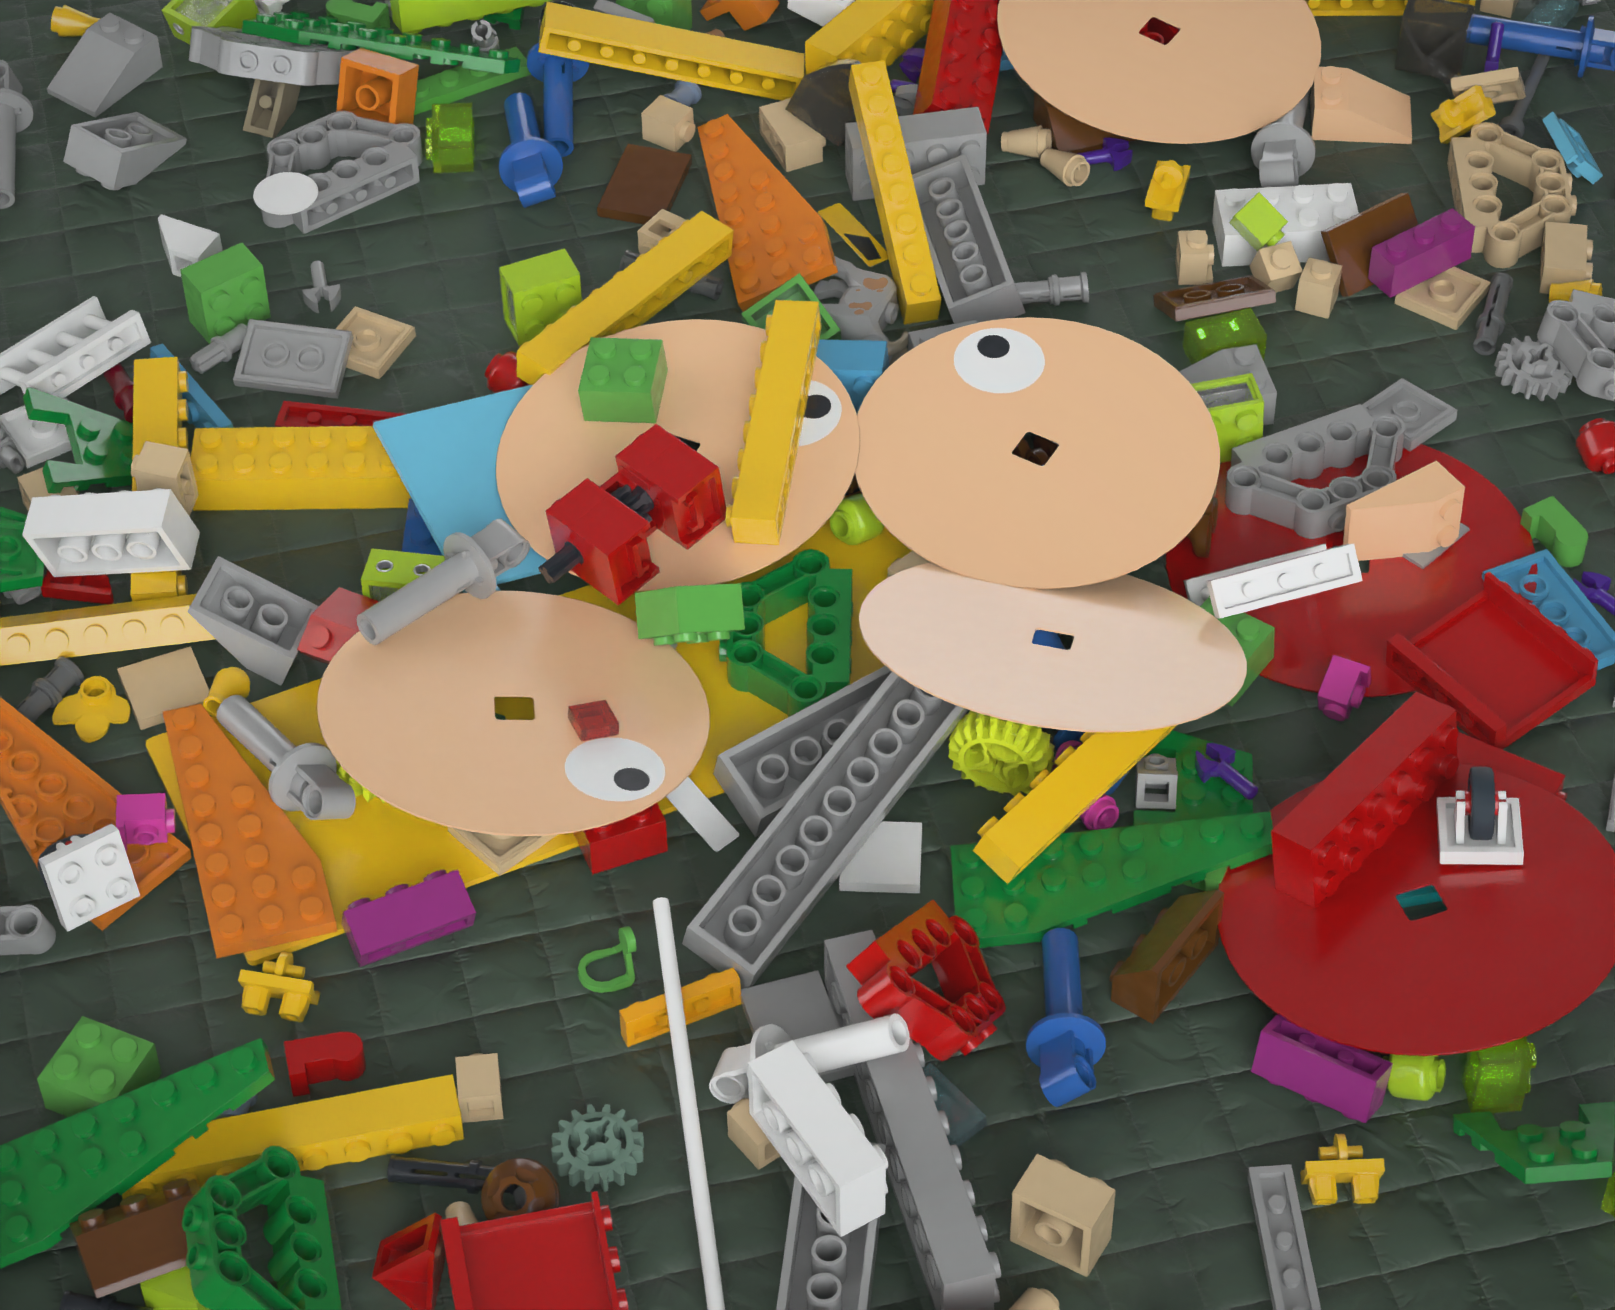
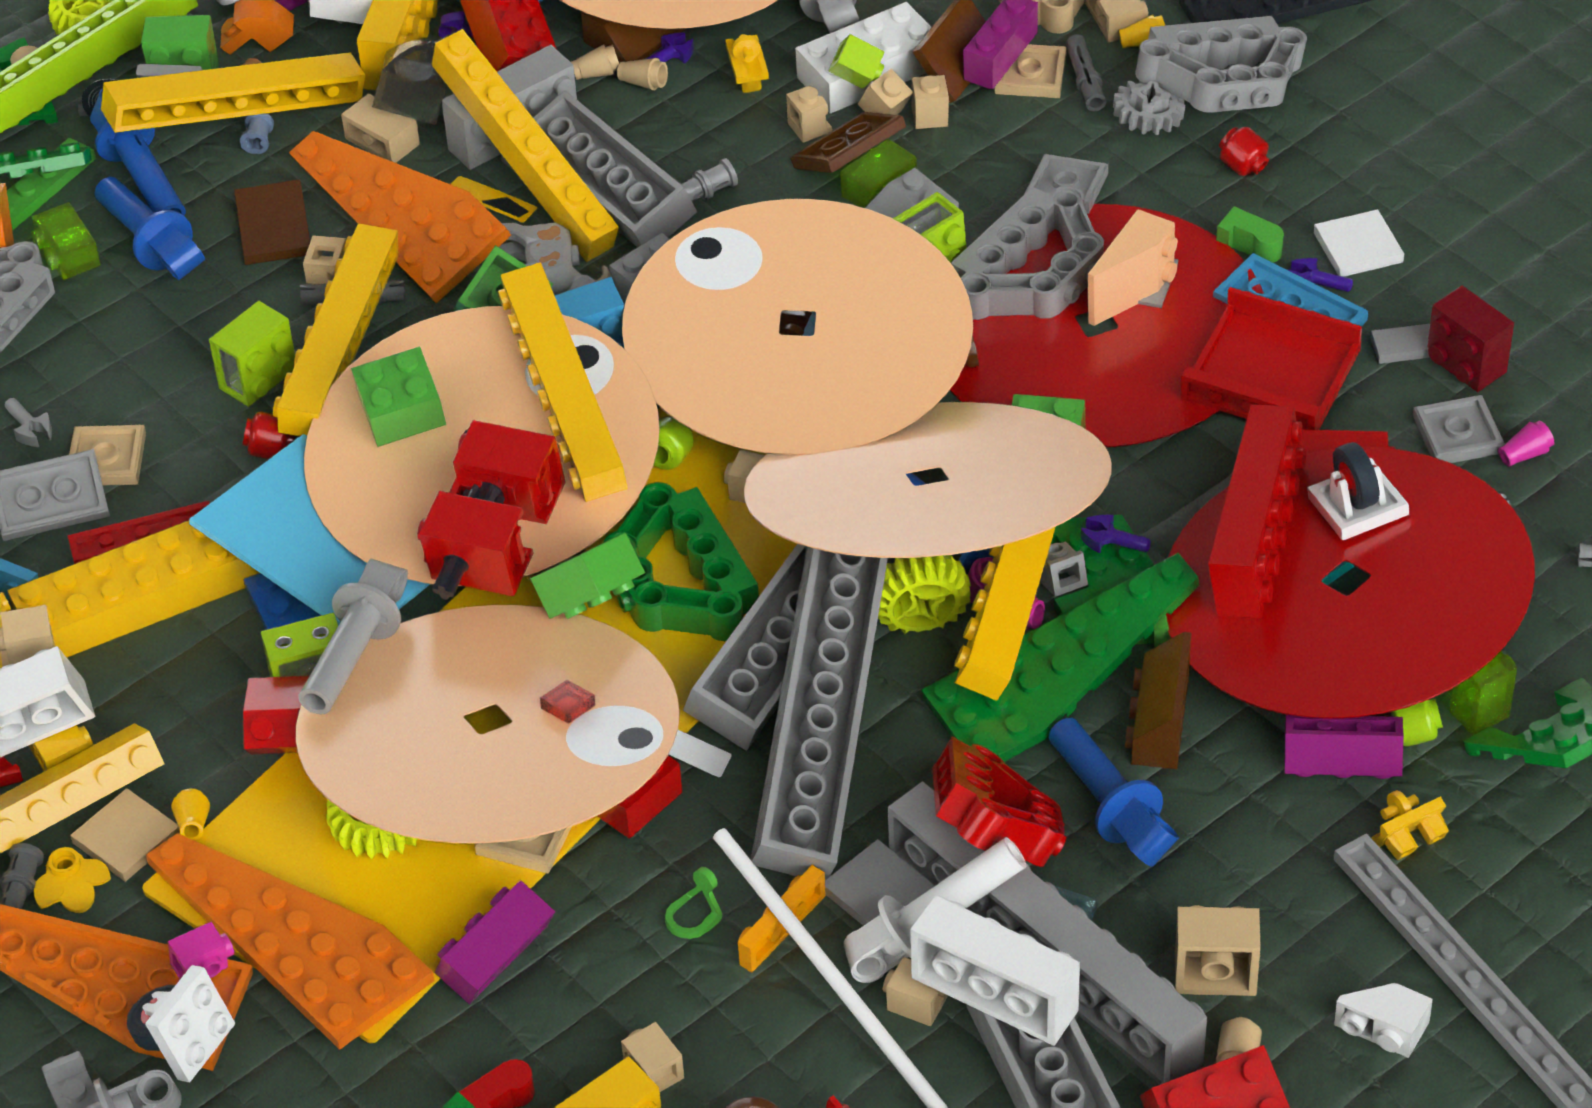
camera: 25 degrees left, 0 degrees up
(252, 618) = (186, 738): light grey slope -> none
(294, 992) = (398, 1056): yellow hips -> none
(300, 775) = (323, 857): light grey piece -> none
(484, 32) = (43, 136): light grey pin -> none
(597, 1147) = (808, 1070): sand green gear -> none
(668, 123) = (261, 158): tan brick -> none
(886, 860) = (882, 724): white tile -> none
(1275, 579) = (1060, 359): white fence -> none
(1343, 687) = (1163, 429): dark pink brick -> none

